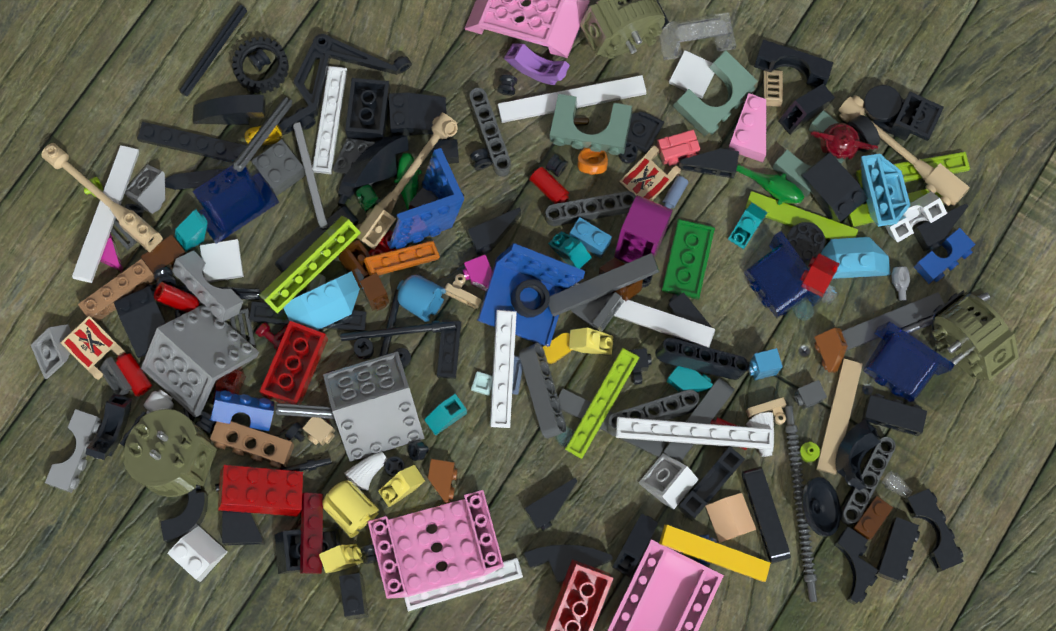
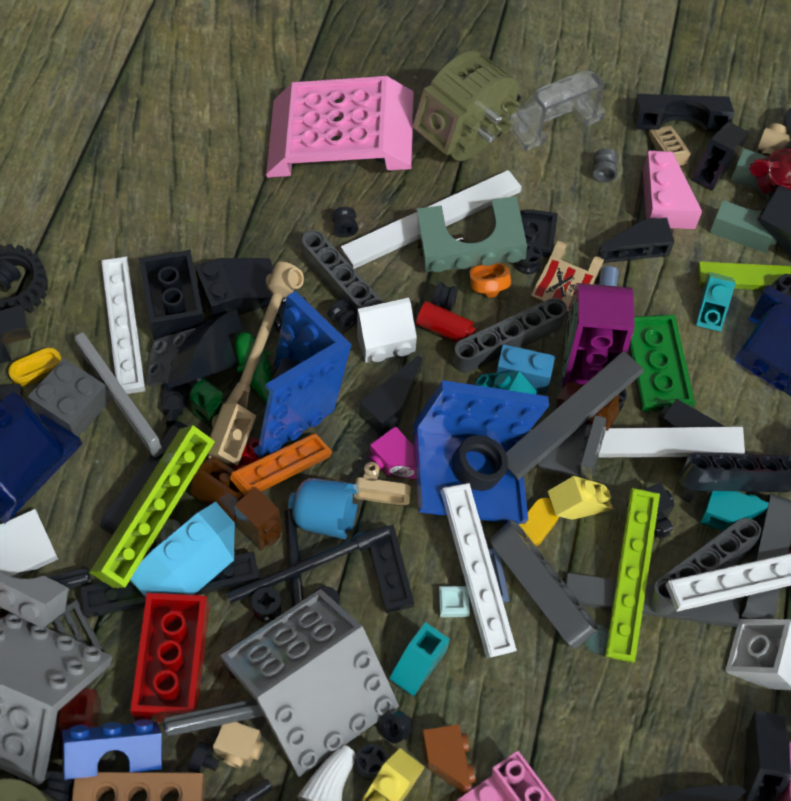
camera: 20 degrees left, 15 degrees down
(262, 134) = (33, 358): dark grey axle -> none
(263, 331) = (110, 624): dark red piece -> none
(325, 49) = (93, 239): black piece -> none
(504, 182) = (386, 330): none -> white slope
(535, 66) = (373, 193): medium lavender arch -> none
(547, 508) = (619, 747): black slope -> none
(678, 147) = (587, 235): coral brick -> none
(692, 74) = (568, 155): white tile -> none
(715, 92) = (605, 165): none -> dark grey wheel
(738, 84) = (603, 192): sand green arch -> none
(776, 185) = (727, 246): green piece -> none

